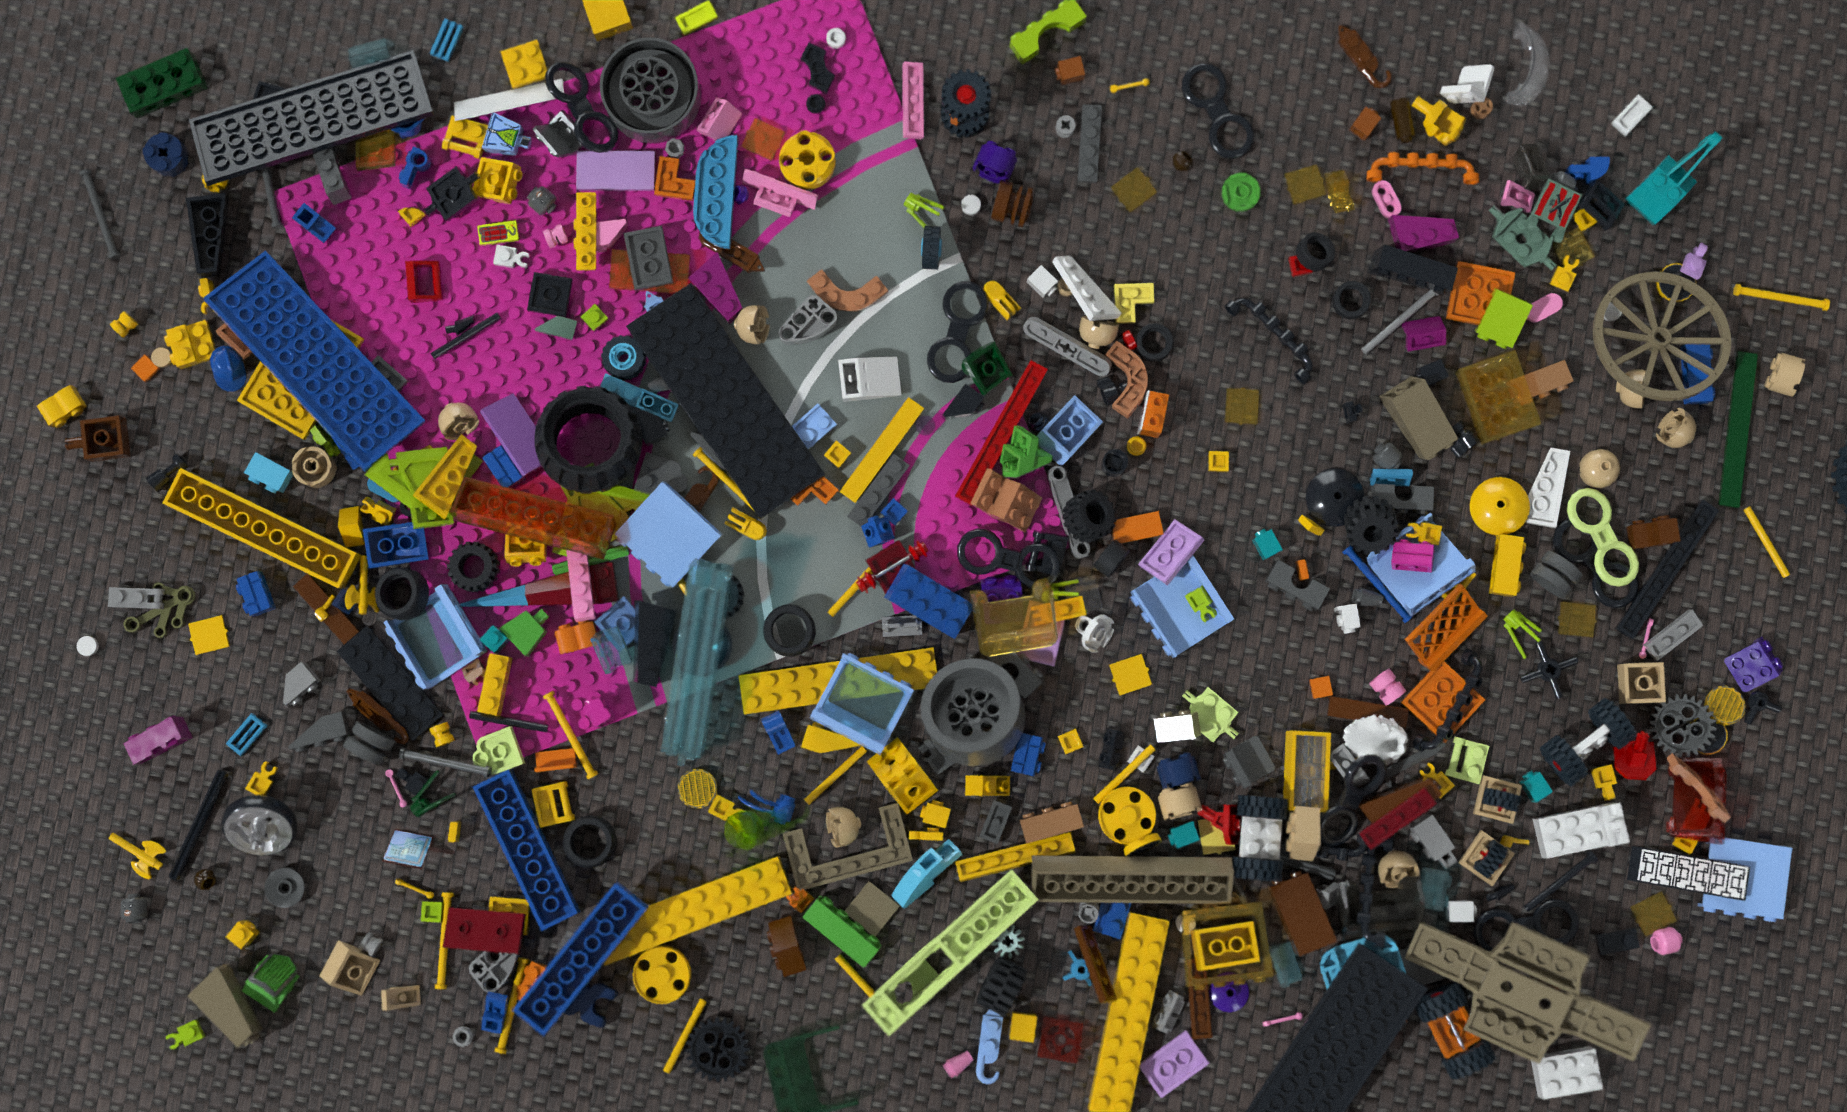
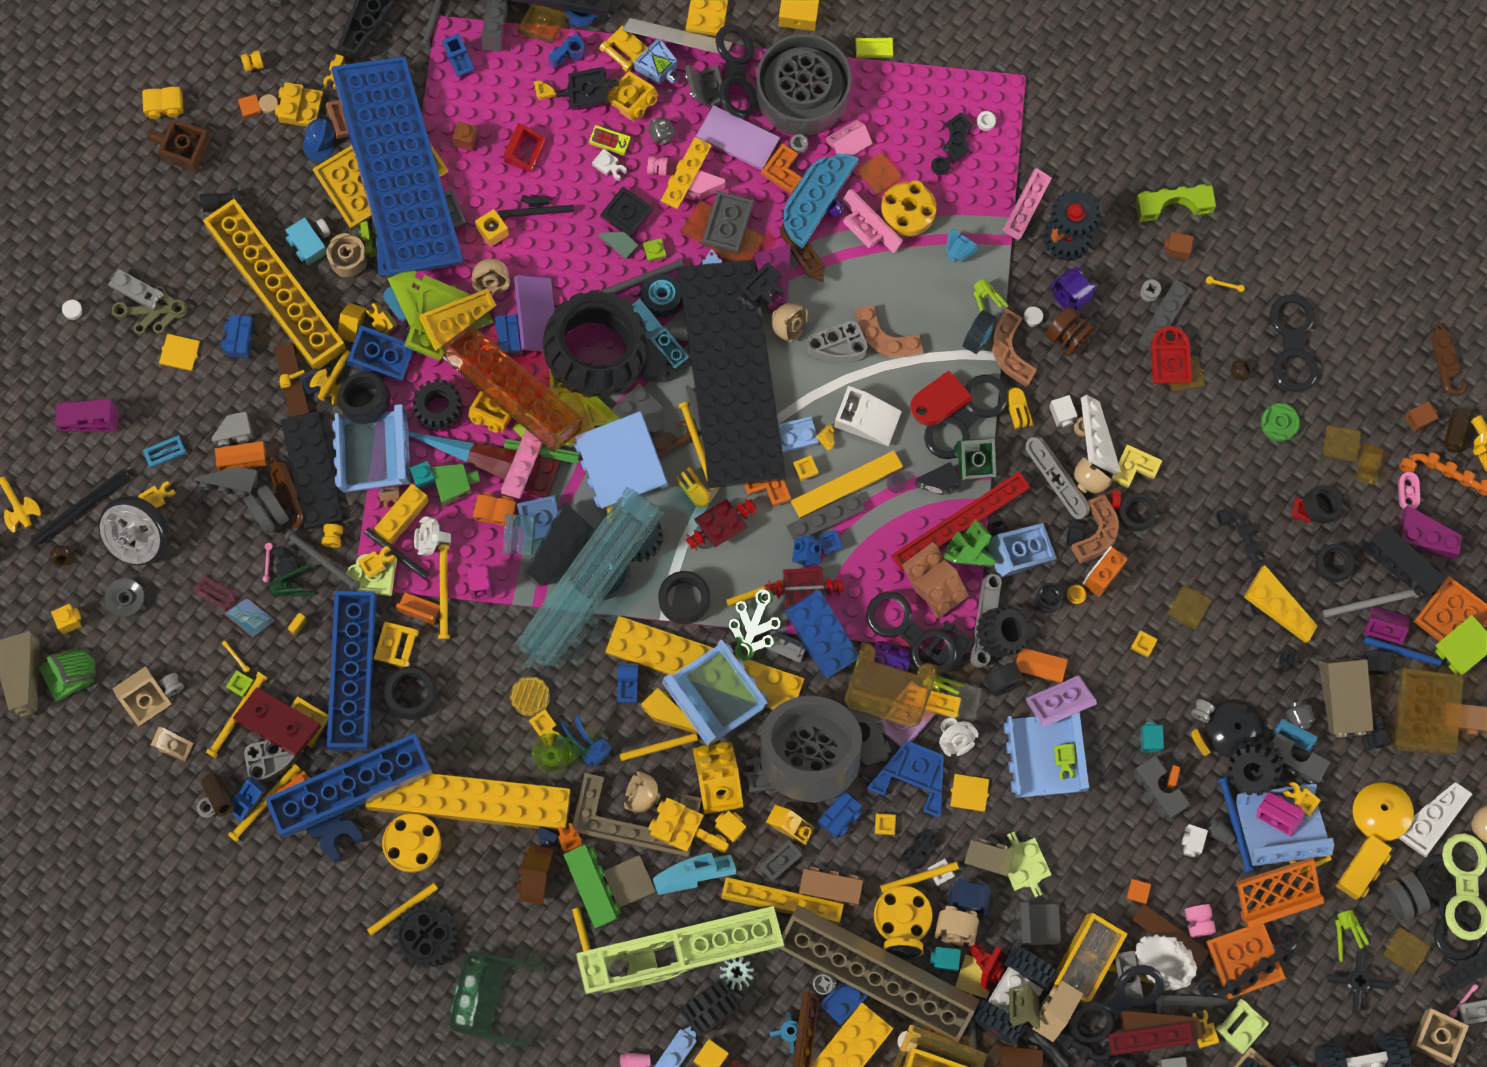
camera: 25 degrees right, 10 degrees down
(277, 451) = (322, 228): none -> white tile
(319, 704) = (243, 455): none -> orange piece
(362, 298) = (465, 136): none -> dark orange brick
(380, 842) = (228, 601): none -> clear pink tile
(434, 373) = (492, 228): none -> yellow piece
(466, 1022) = (217, 794): none -> dark brown brick
(494, 743) = (374, 563): none -> yellow plate
(530, 693) = (429, 536): none -> white tile
(595, 352) = (641, 278): none -> dark grey bar
(713, 304) = (764, 284): none -> black plate
(778, 907) = (546, 837): none -> dark blue plate
(787, 545) = (720, 523): none -> dark red plate
(841, 415) = (826, 437): none -> yellow tile
(865, 625) = (753, 627): none -> plant
(872, 174) = (959, 246): none -> dark azure brick
(887, 839) = (675, 824): none -> yellow plate
(926, 327) = (939, 399): none -> red tile
(960, 252) = (1003, 350): none -> nougat plate
(1072, 677) = (917, 767): none -> blue wing
(1114, 183) = (1170, 358): none -> red tile
(1274, 846) = (1024, 1005): none -> olive panel
(1299, 496) = (1202, 710): none -> light grey wheel
(1319, 364) = (1277, 603): none -> yellow wing
(1448, 350) = (1402, 651): none -> blue bar

